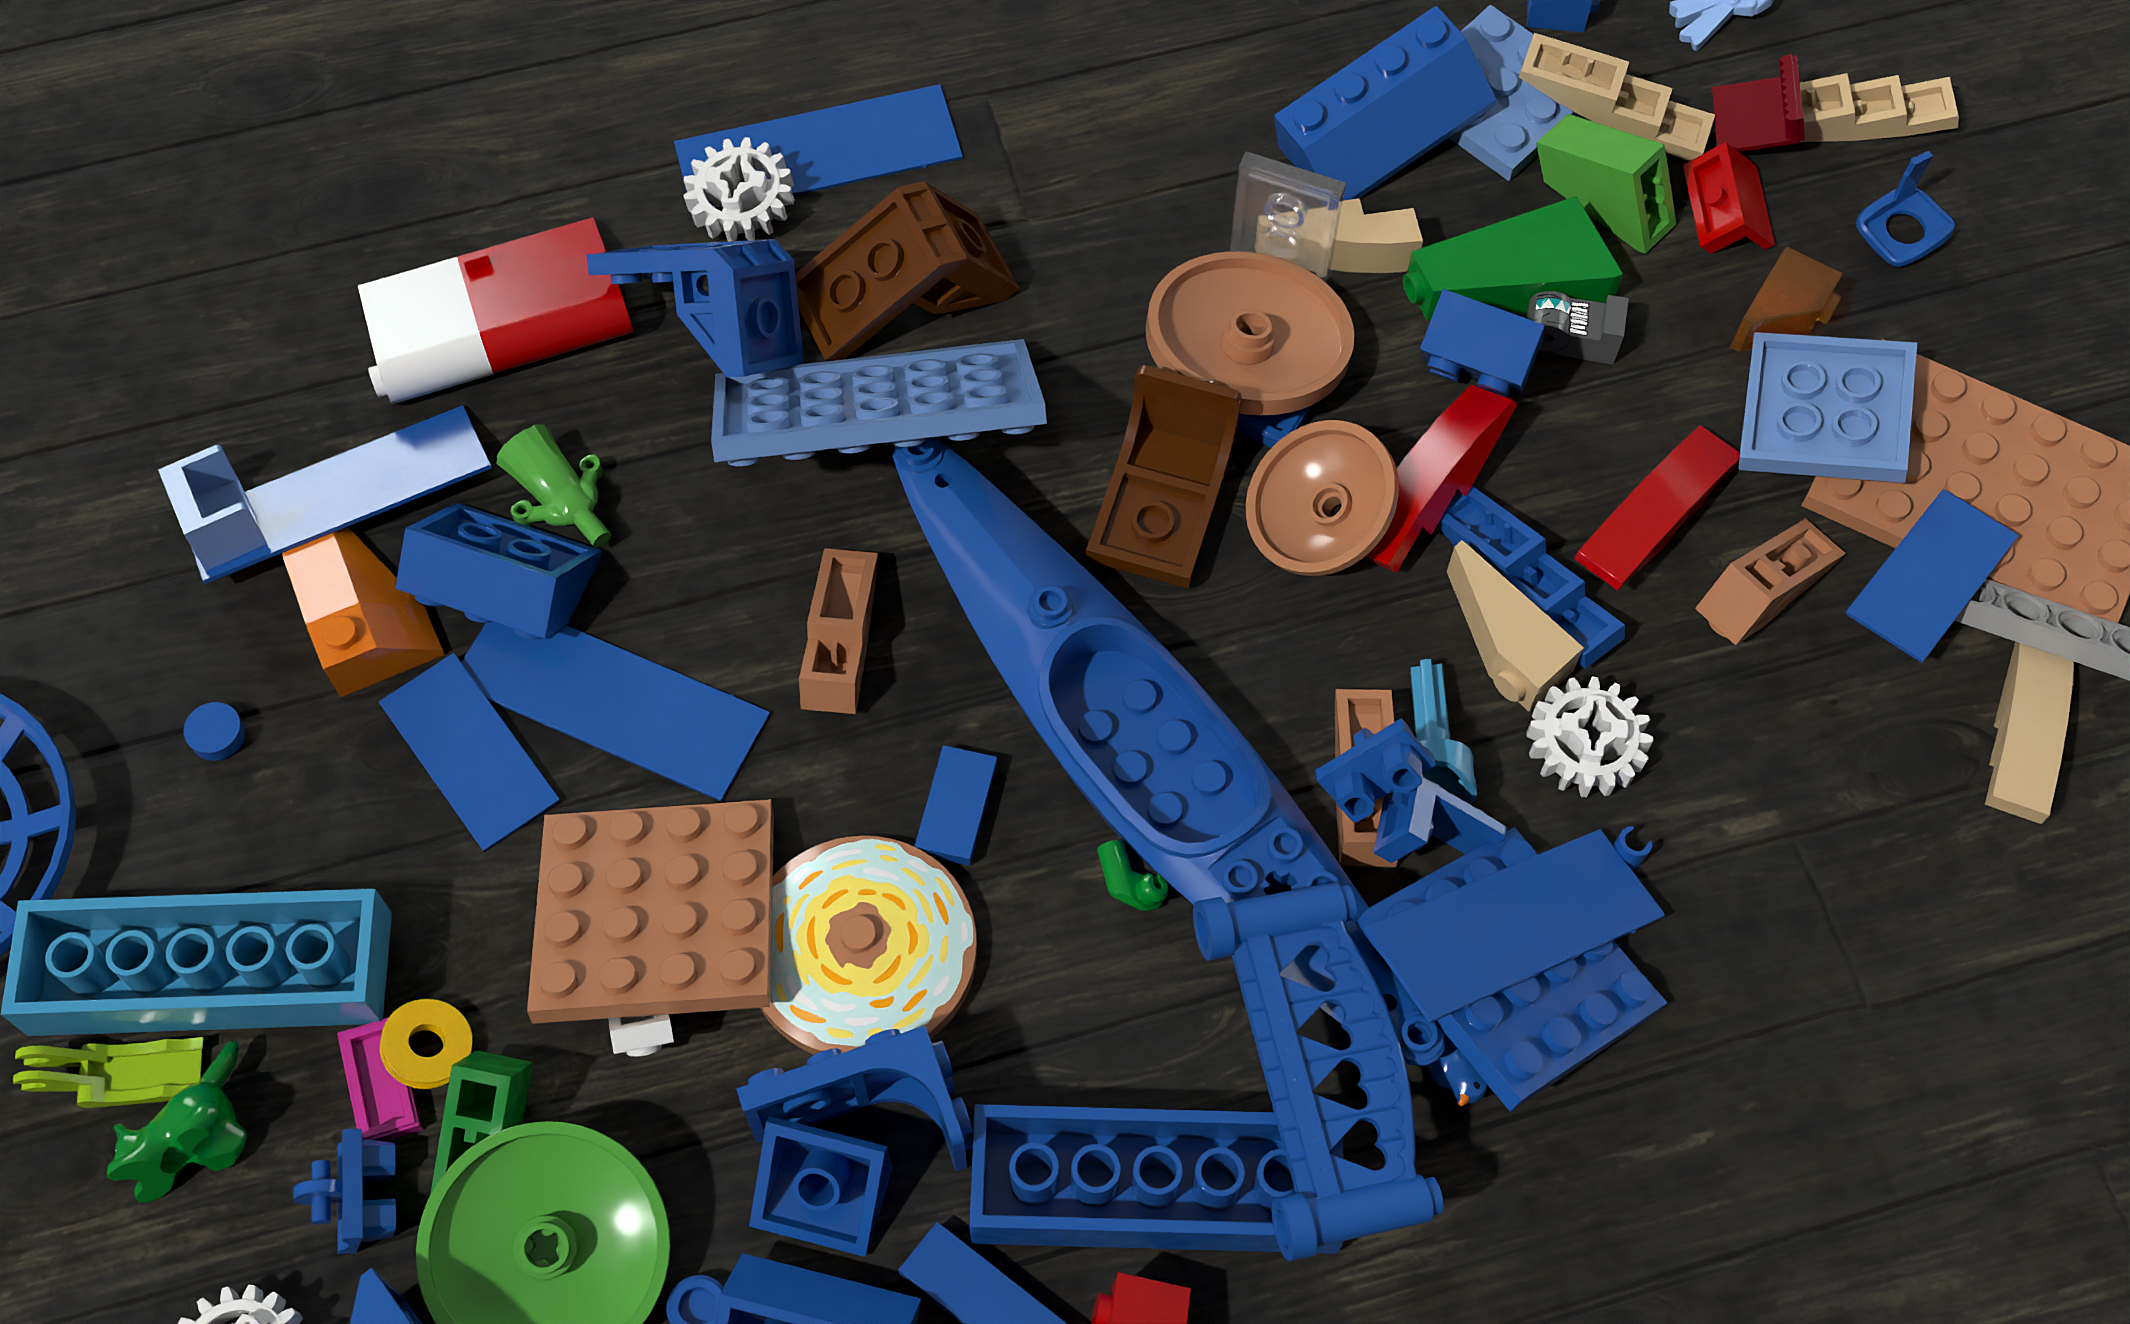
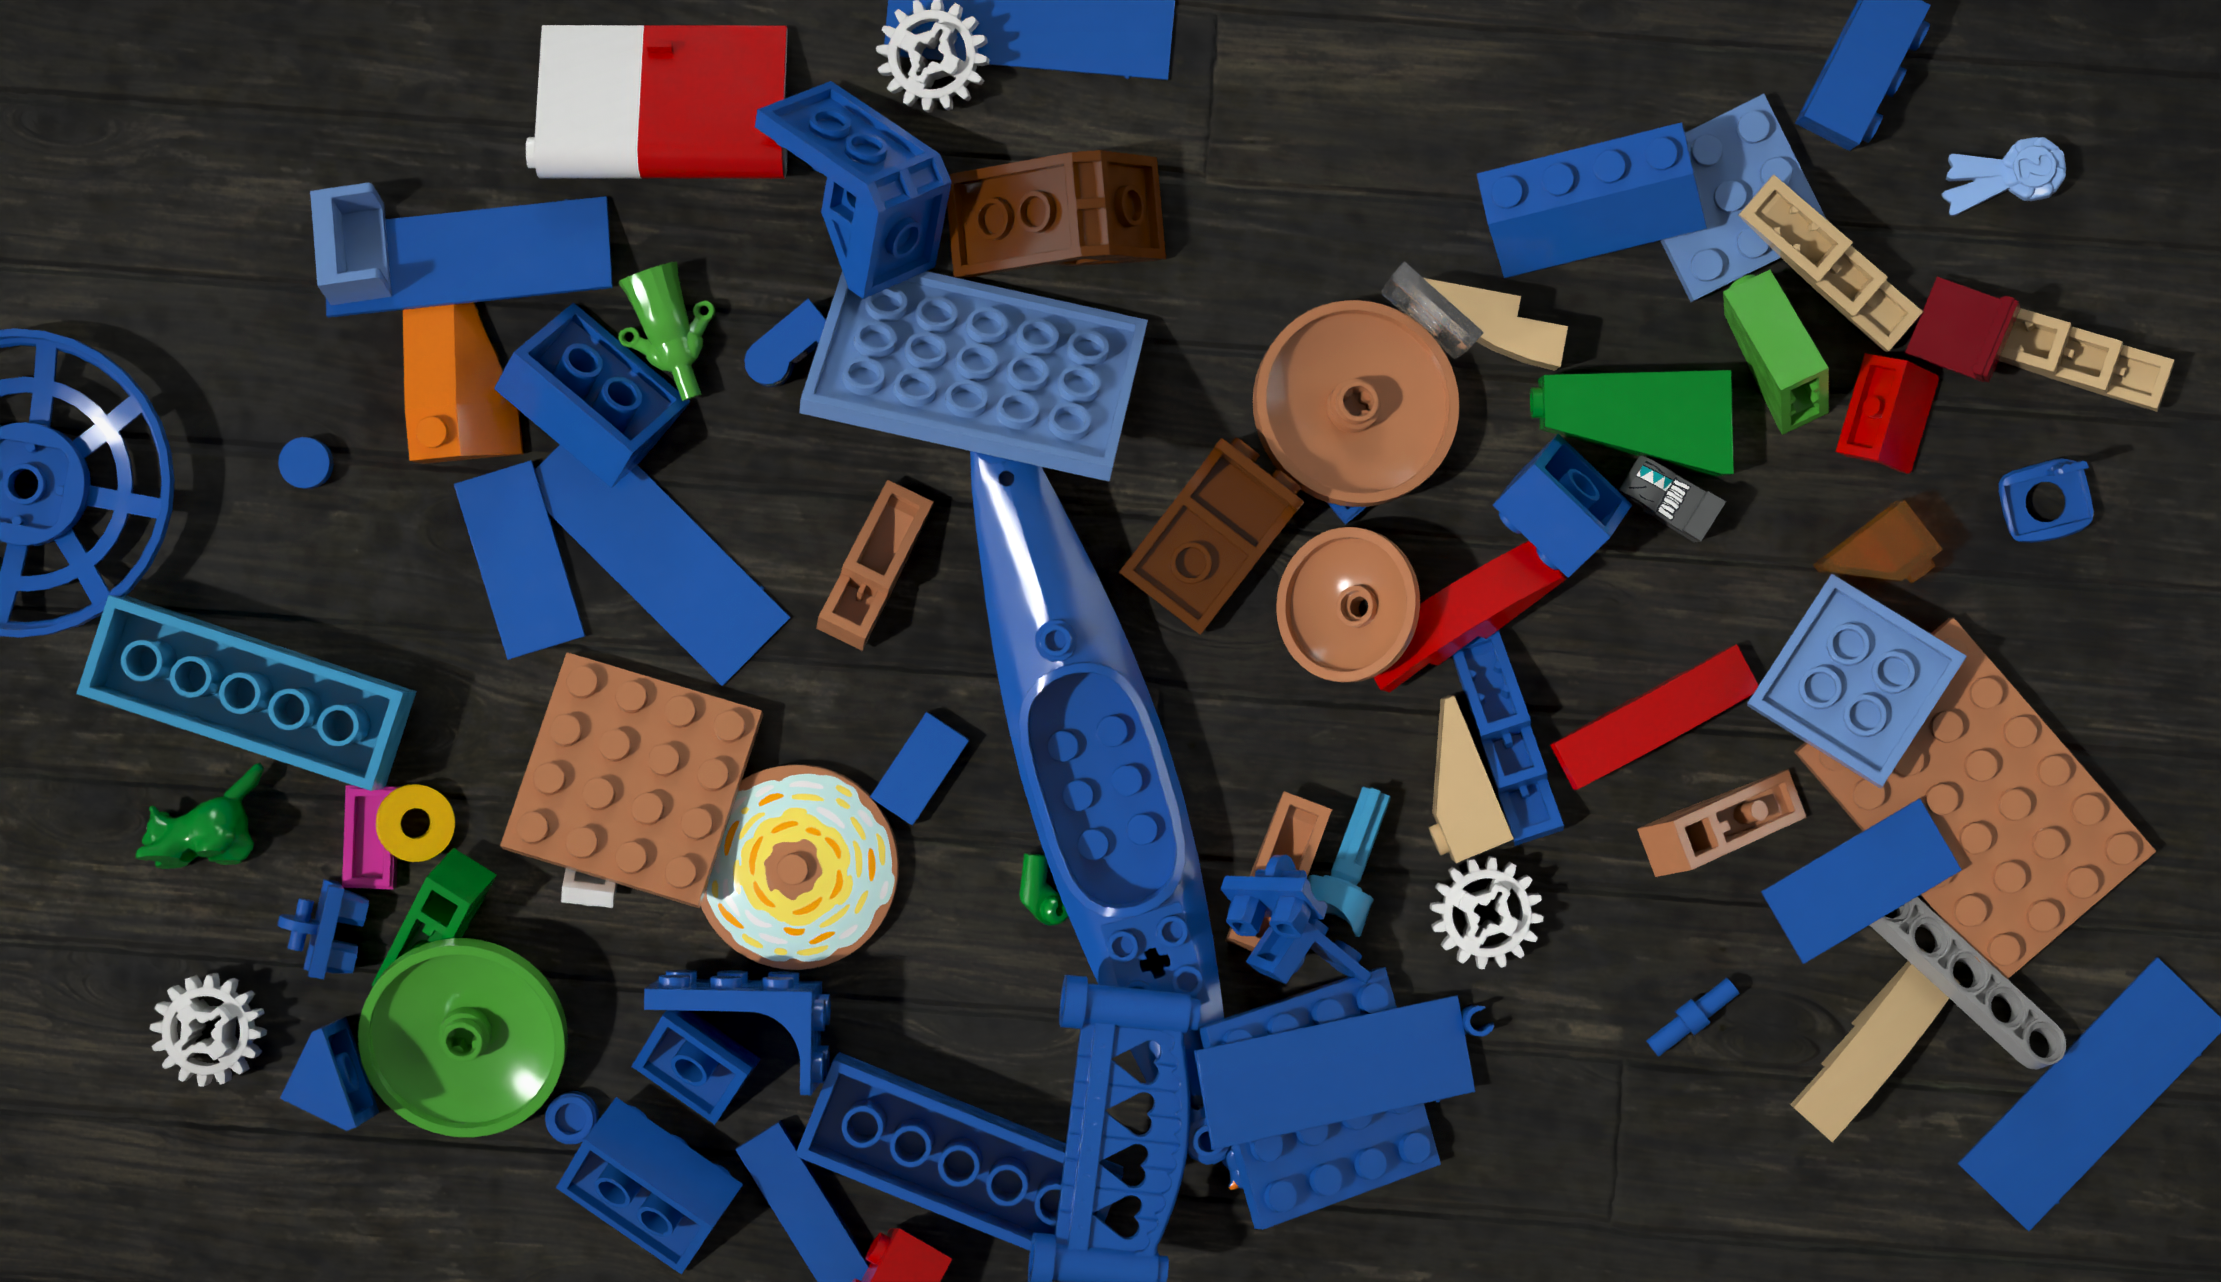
camera: 20 degrees right, 25 degrees up
(115, 1072) = (167, 753): lime arm -> none
(681, 465) = (776, 352): none -> blue leg
(1840, 768) = (1692, 1017): none -> blue bar

